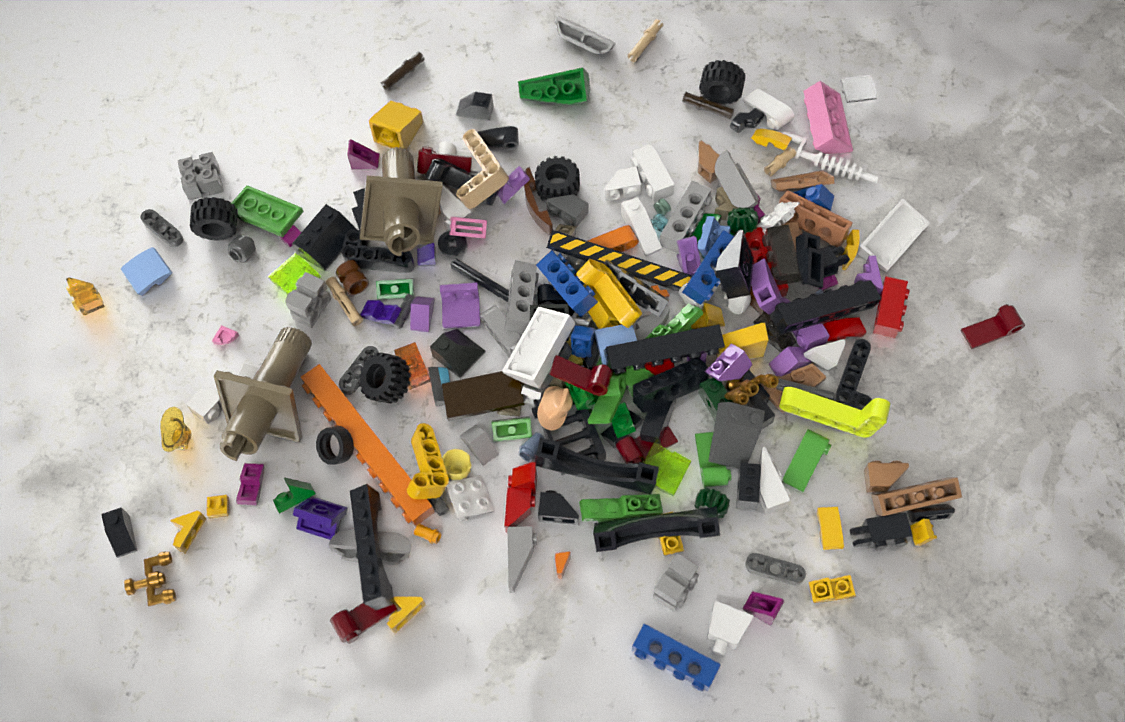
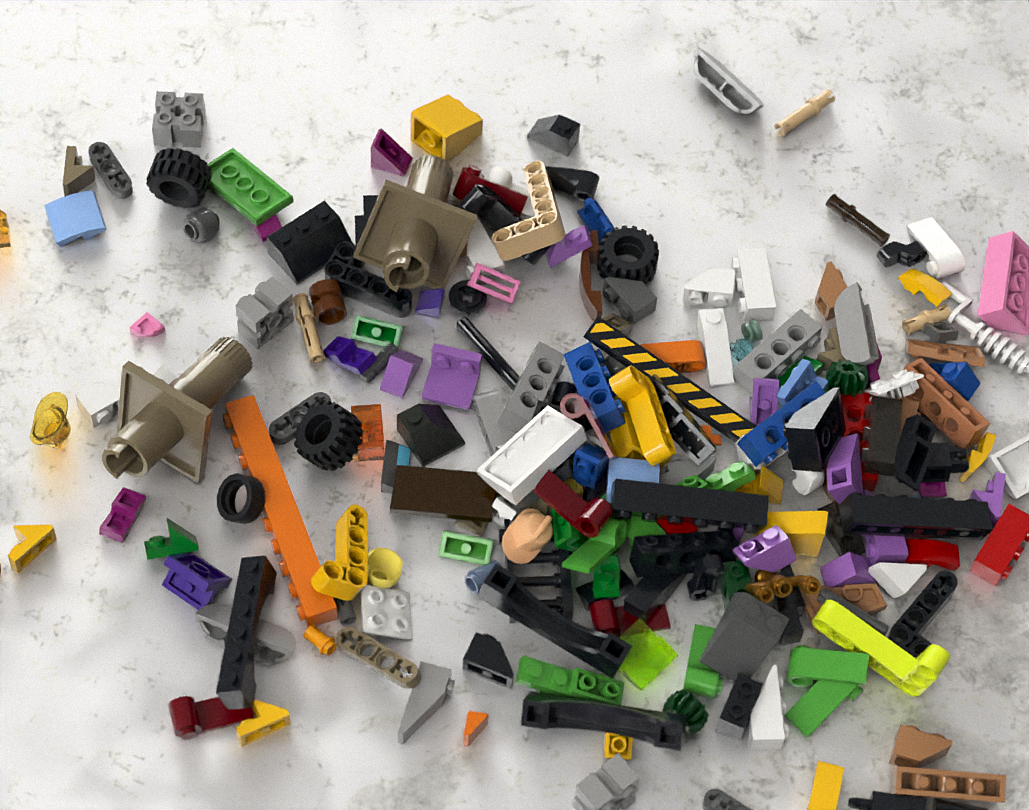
camera: 10 degrees right, 5 degrees down
(136, 239) = (75, 174): none -> dark tan slope
(217, 506) = (74, 529): yellow tile -> none
(290, 271) = (252, 271): clear neon green slope -> none
(407, 66) = (484, 57): dark brown pin -> none
(473, 536) = (376, 659): none -> dark tan beam
(479, 444) = (420, 554): light grey slope -> none
(518, 506) = (443, 641): red slope -> none
(524, 159) = (595, 218): none -> blue hinge
(524, 477) = (460, 612): red slope -> none
(561, 301) = (578, 408): none -> door
(562, 87) = (671, 141): green wedge -> none
(692, 397) = (705, 577): none -> black piece
(722, 82) = (884, 195): black tyre -> none
(793, 167) = (940, 332): none -> dark grey plate
(800, 435) = (826, 665): none -> bright green door

